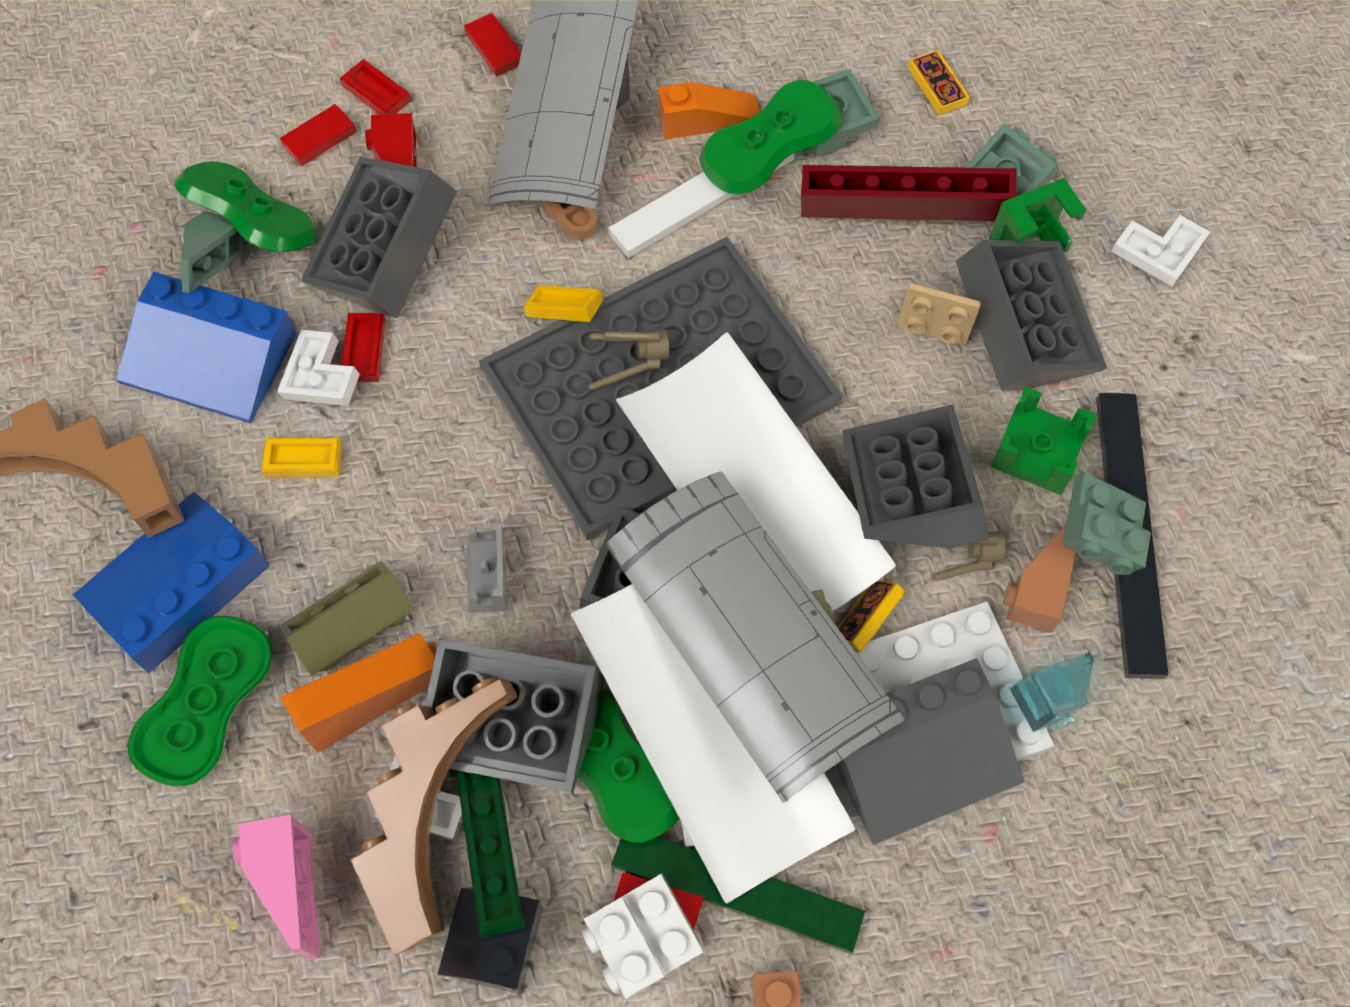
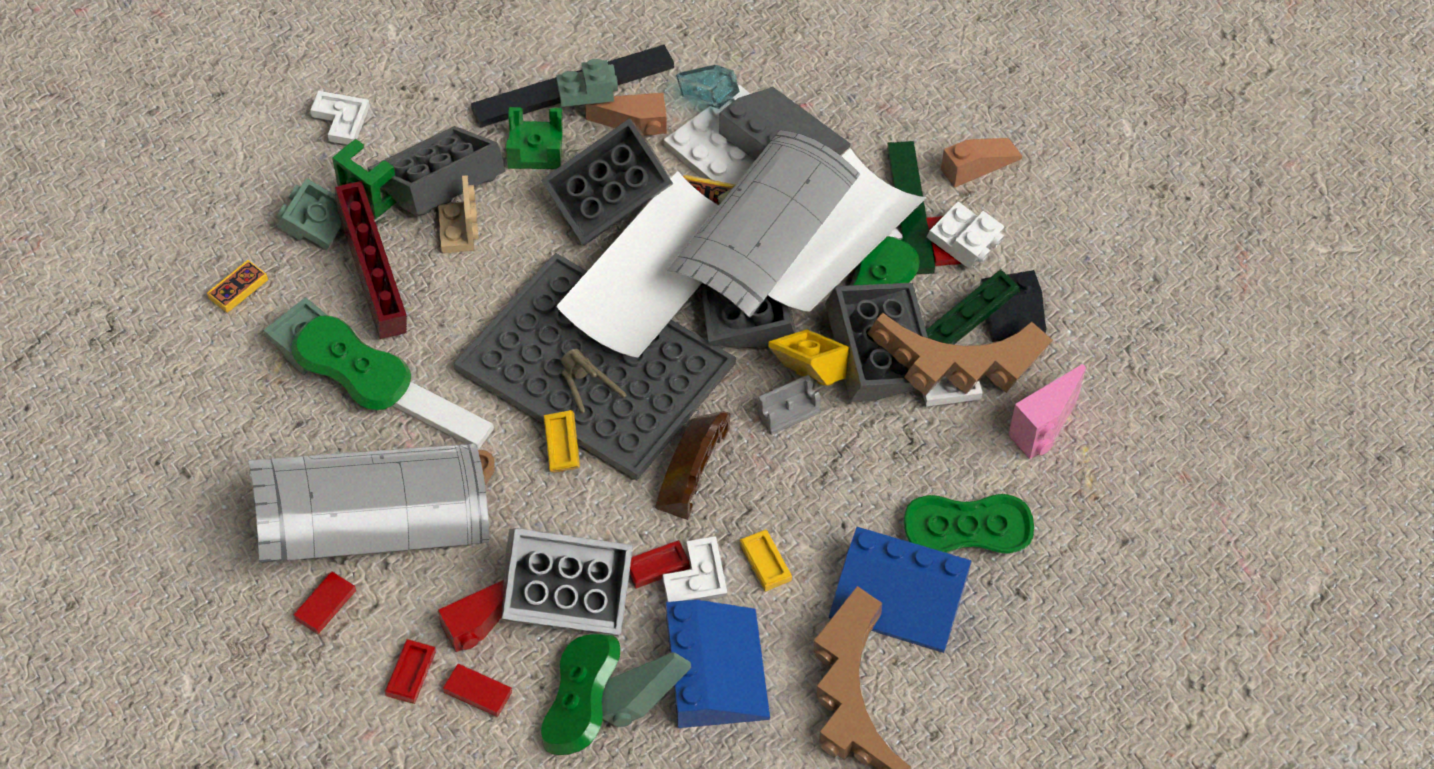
camera: 115 degrees left, 10 degrees down
(346, 618) = (869, 462): olive brick -> none
(360, 692) = (912, 429): orange slope -> none
(471, 429) = (690, 461): none -> reddish brown windscreen
(523, 602) = (812, 356): none -> yellow slope
(702, 108) = (336, 422): orange slope -> none

